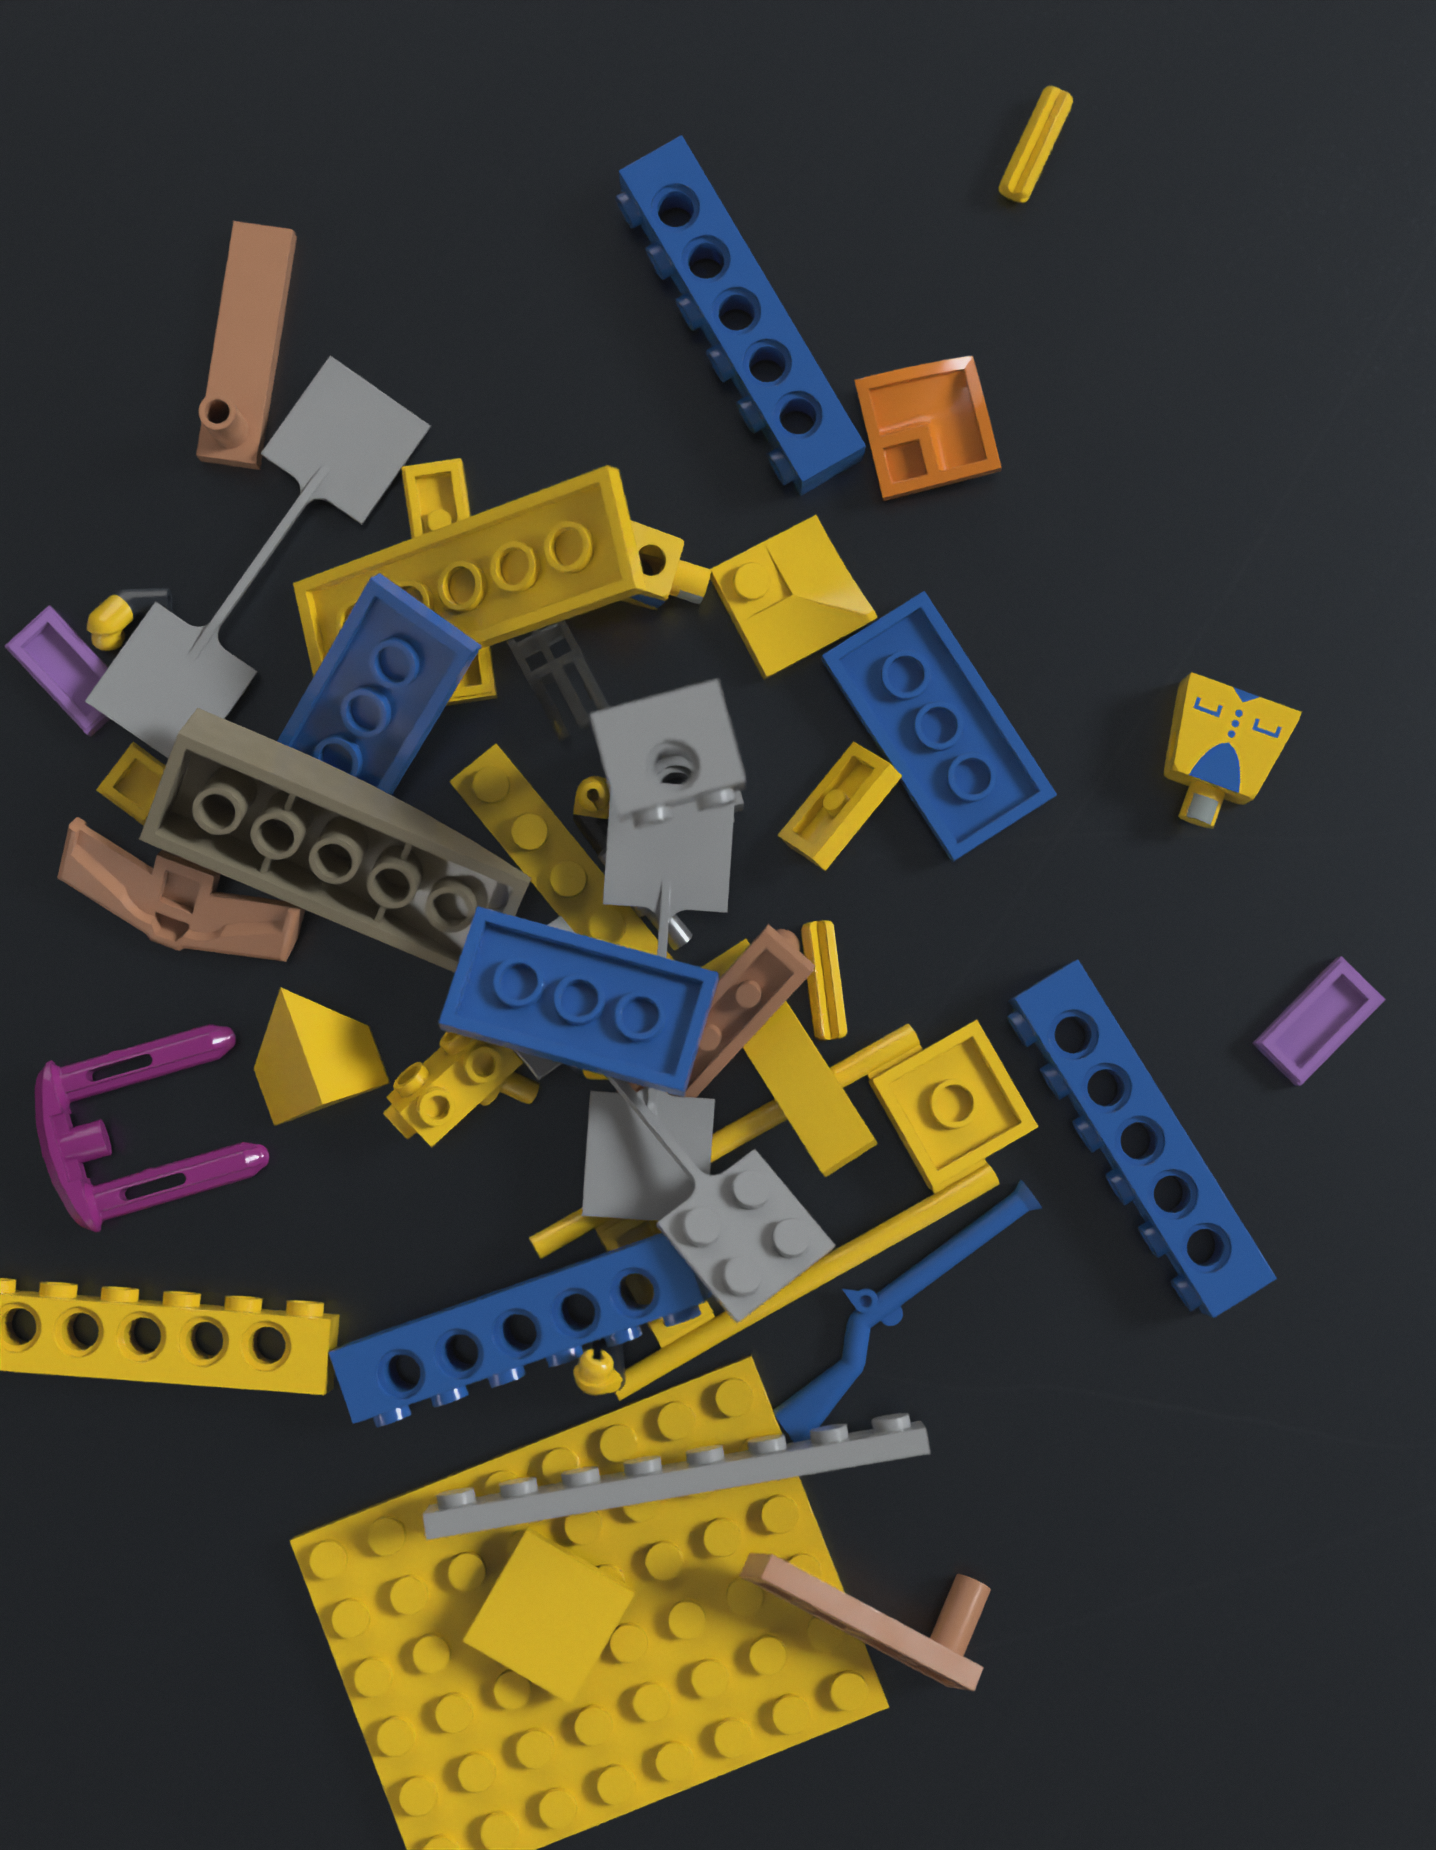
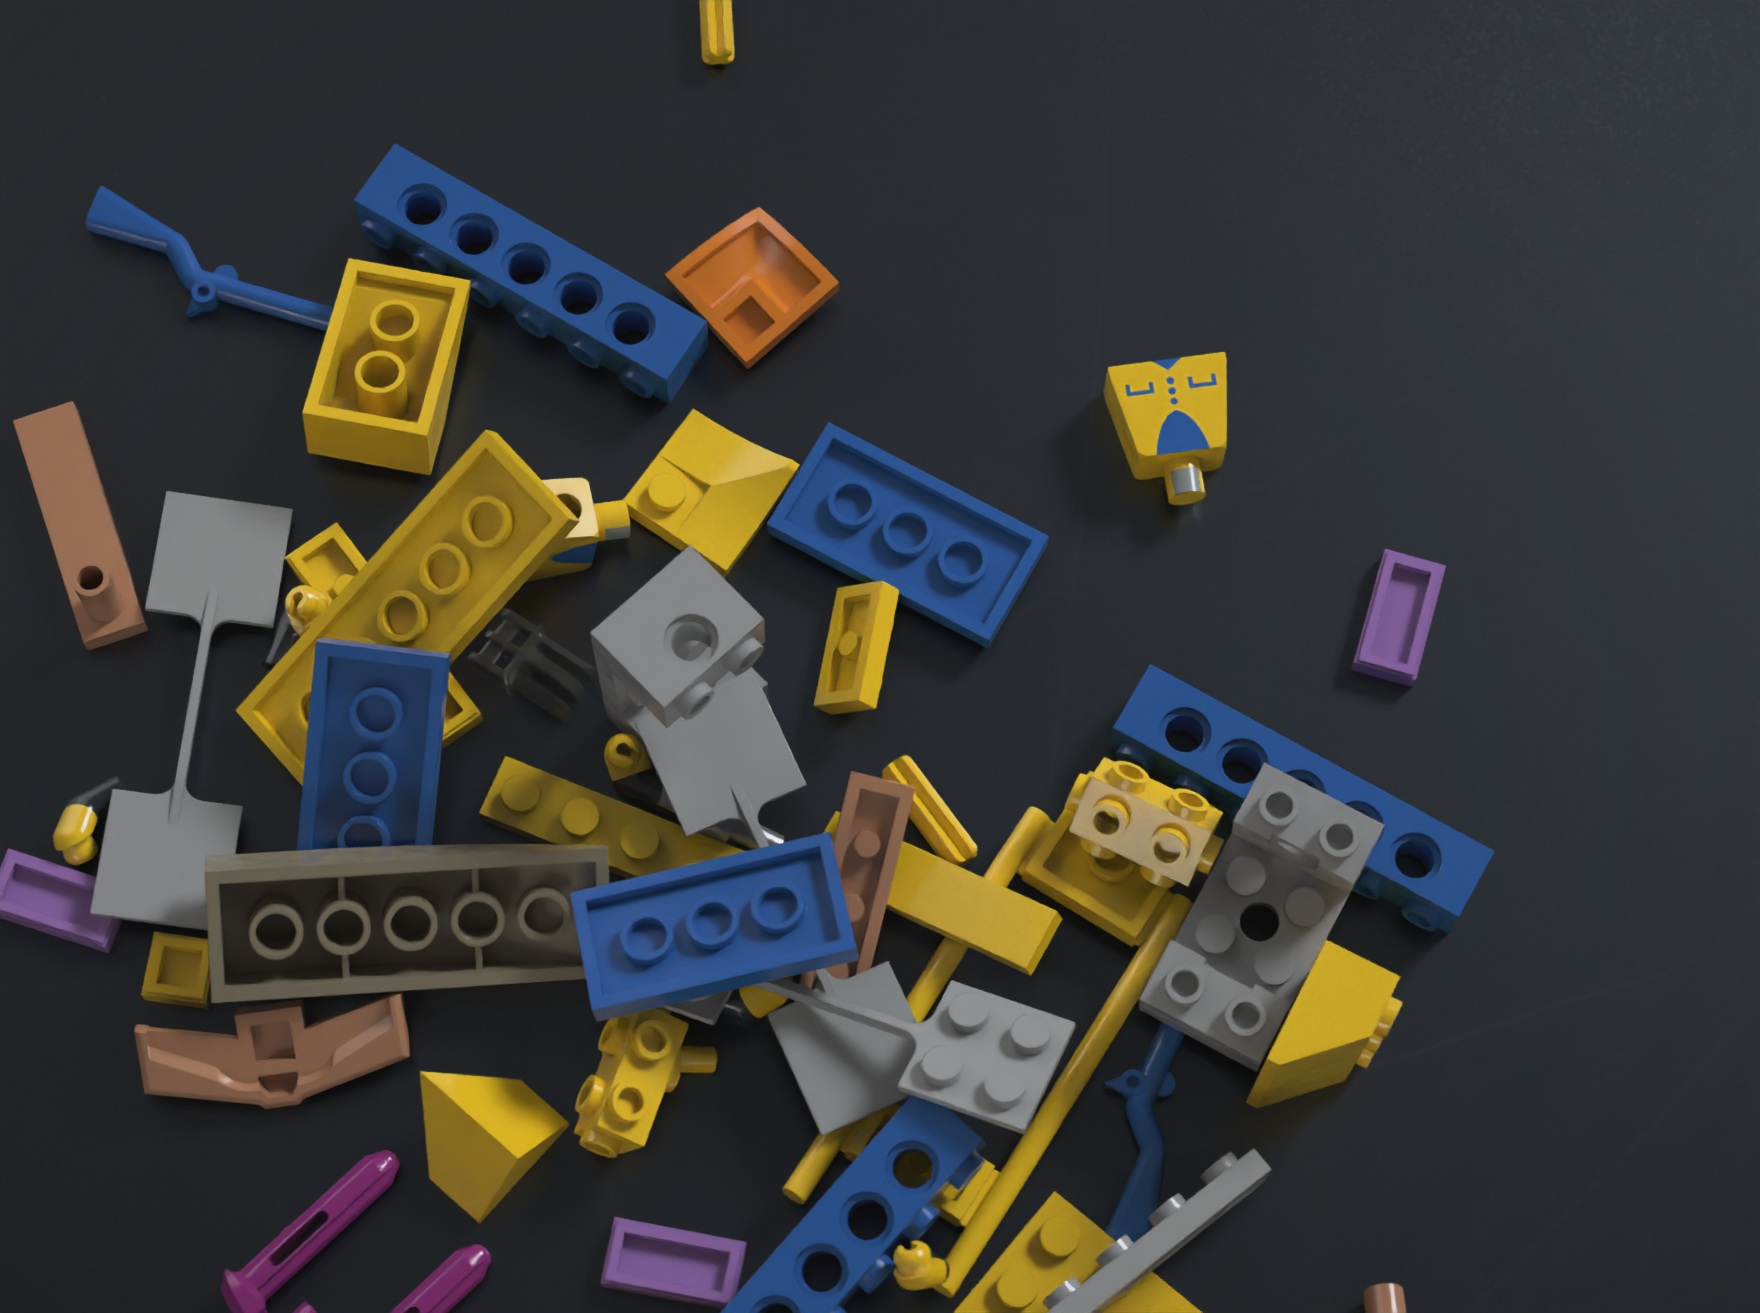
camera: 30 degrees left, 15 degrees down
(387, 528) = (301, 609): none -> arm
(413, 1246) = (673, 1263): none -> medium lavender tile
(417, 80) = (123, 221): none -> blue piece
(571, 340) = (386, 367): none -> yellow slope
(989, 1278) = (1285, 853): none -> light grey plate
(994, 1100) = (1149, 824): none -> yellow brick
(1042, 1359) = (1331, 1027): none -> yellow slope

